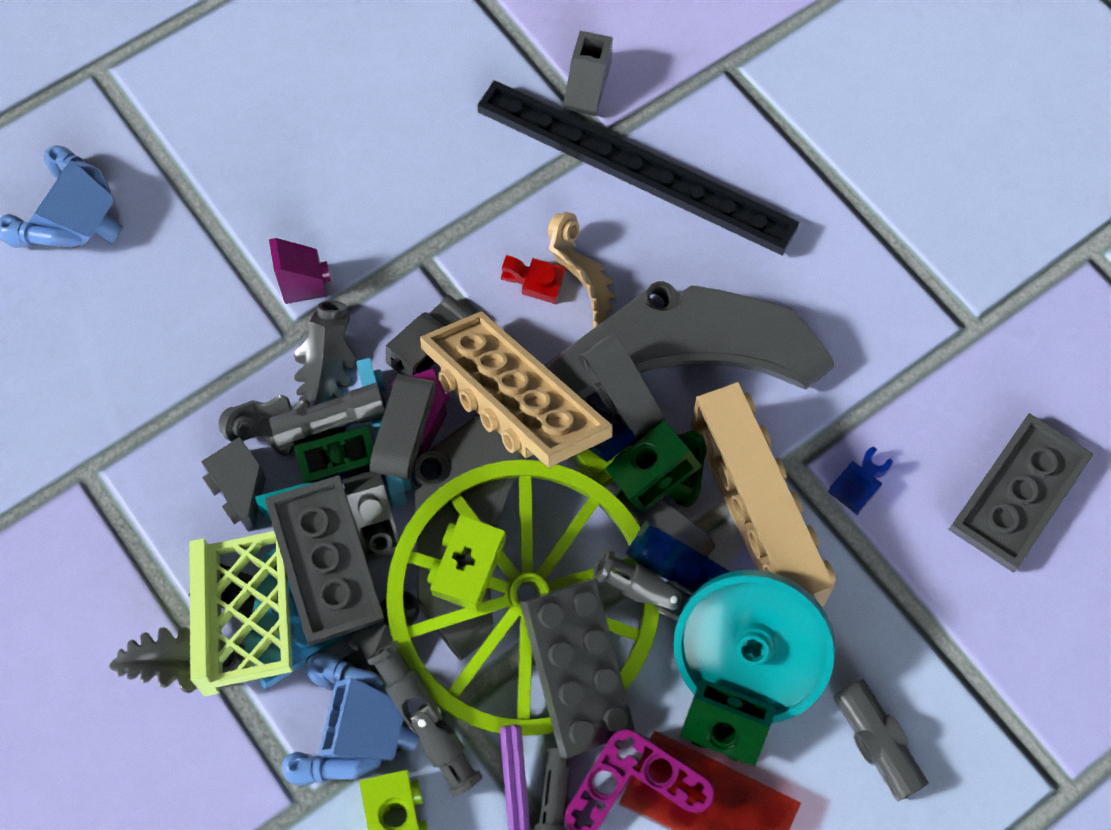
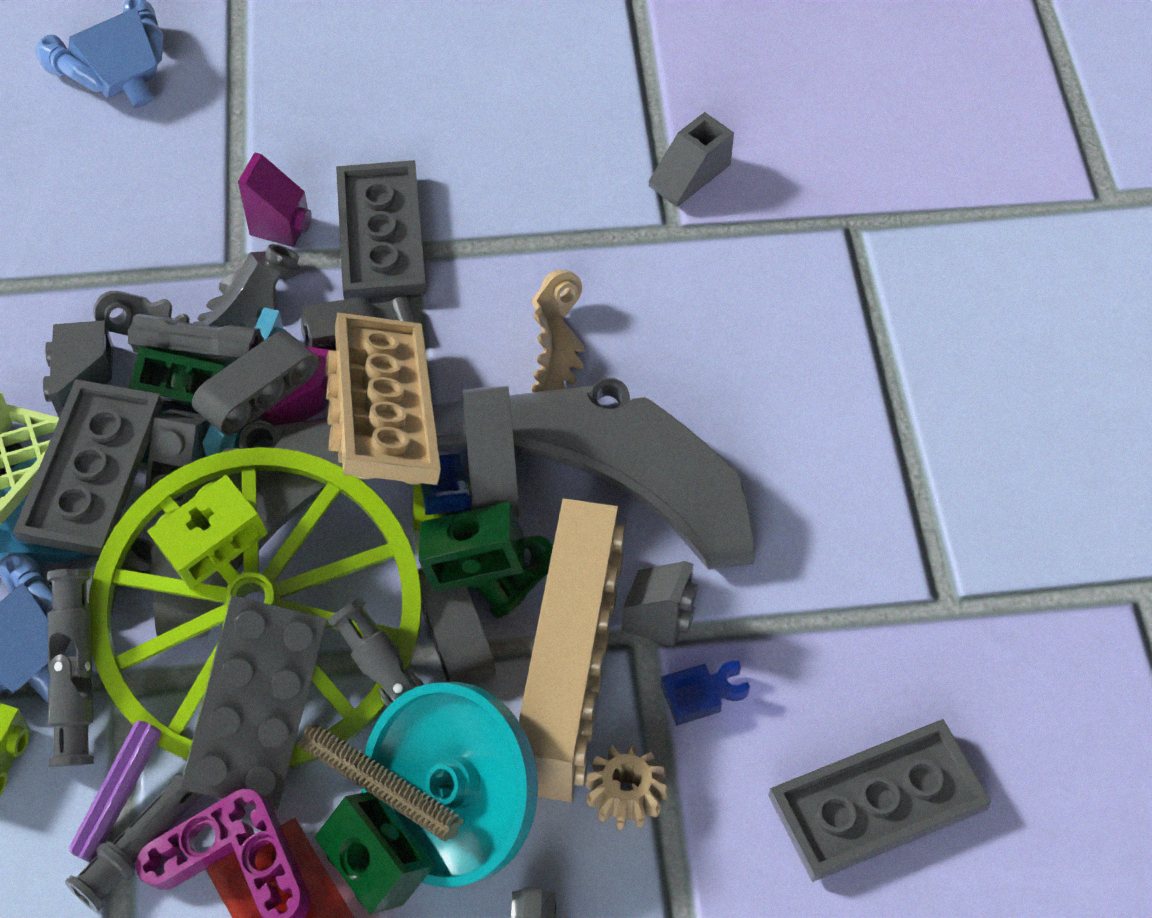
camera: 30 degrees right, 10 degrees down
(389, 248) = (380, 230): none -> dark grey plate
(539, 280) = (505, 328): red plate -> none
(639, 167) = (689, 278): black plate -> none
(673, 558) = (428, 644): clear blue plate -> none
(703, 673) = (380, 782): none -> dark tan axle
(799, 432) = (661, 603): none -> dark grey slope
(861, 566) = (626, 768): none -> tan gear

